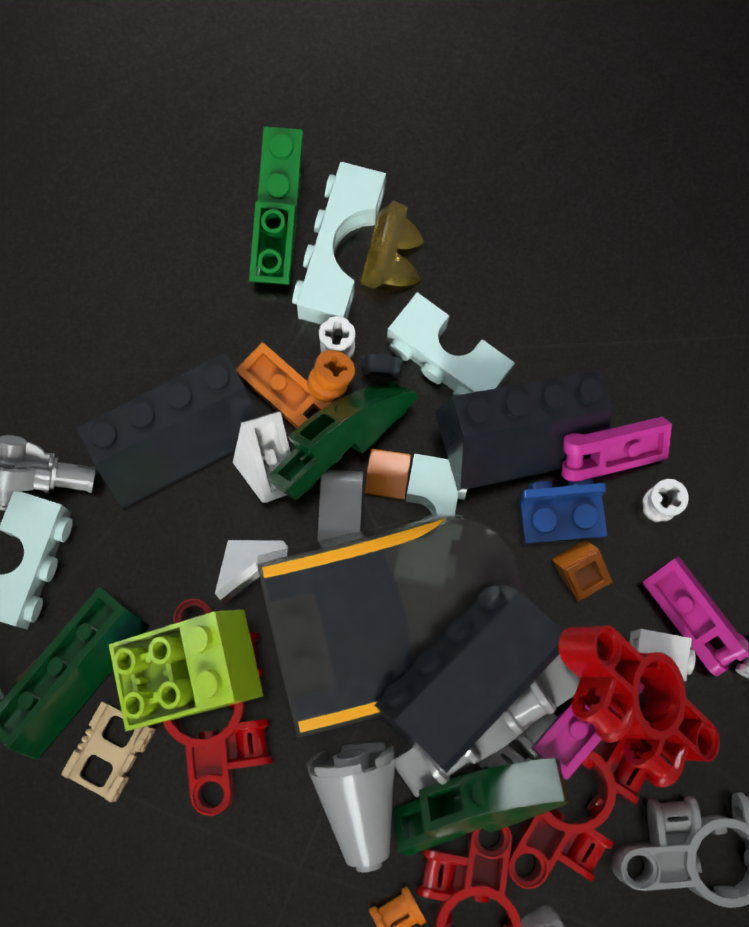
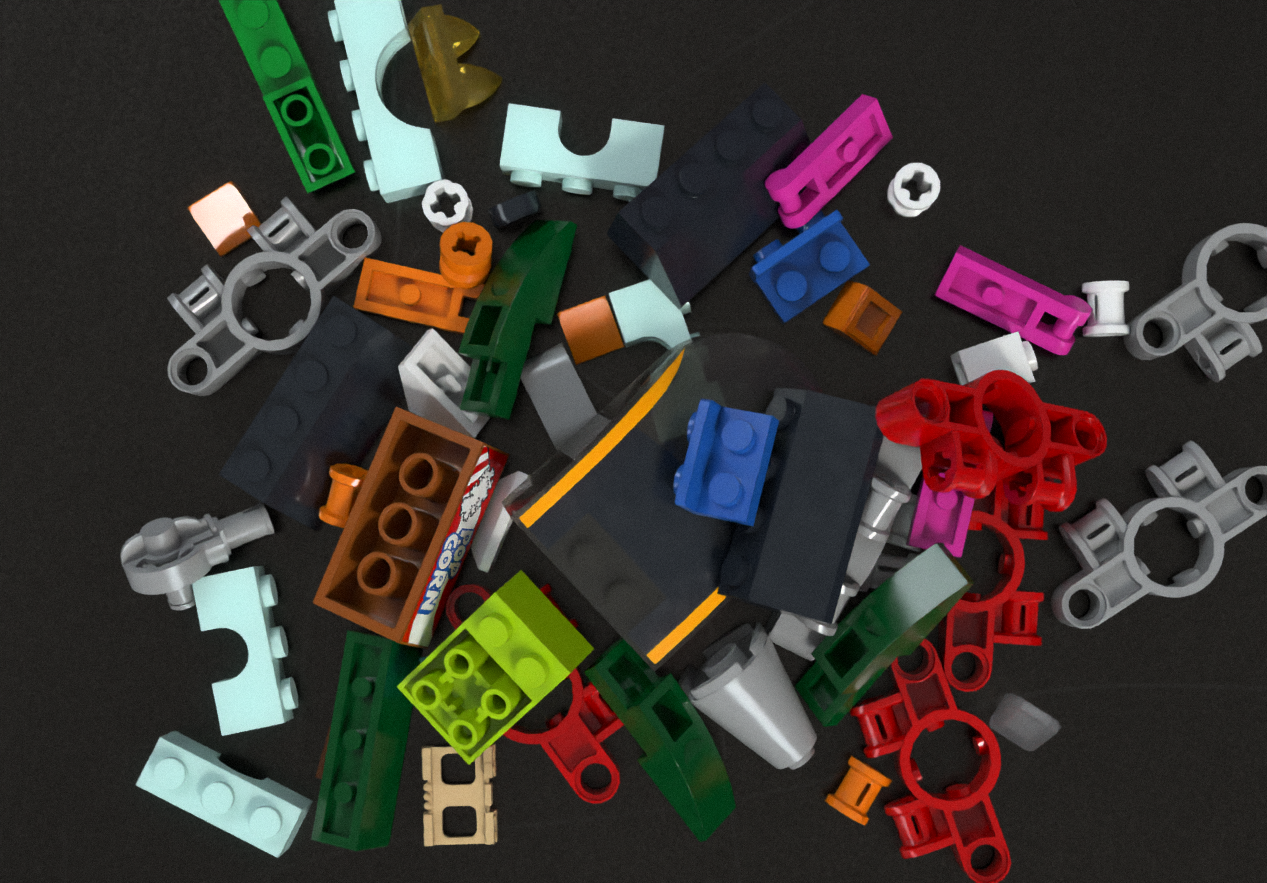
camera: 20 degrees left, 10 degrees up
(144, 320) = (215, 305): none -> light grey piece
(155, 494) = (343, 493): none -> orange bush
(184, 539) = (410, 529): none -> dark orange brick
(186, 268) = (225, 217): none -> slope
(284, 794) = (670, 731): none -> dark green slope
(432, 611) = (725, 462): none -> blue bracket

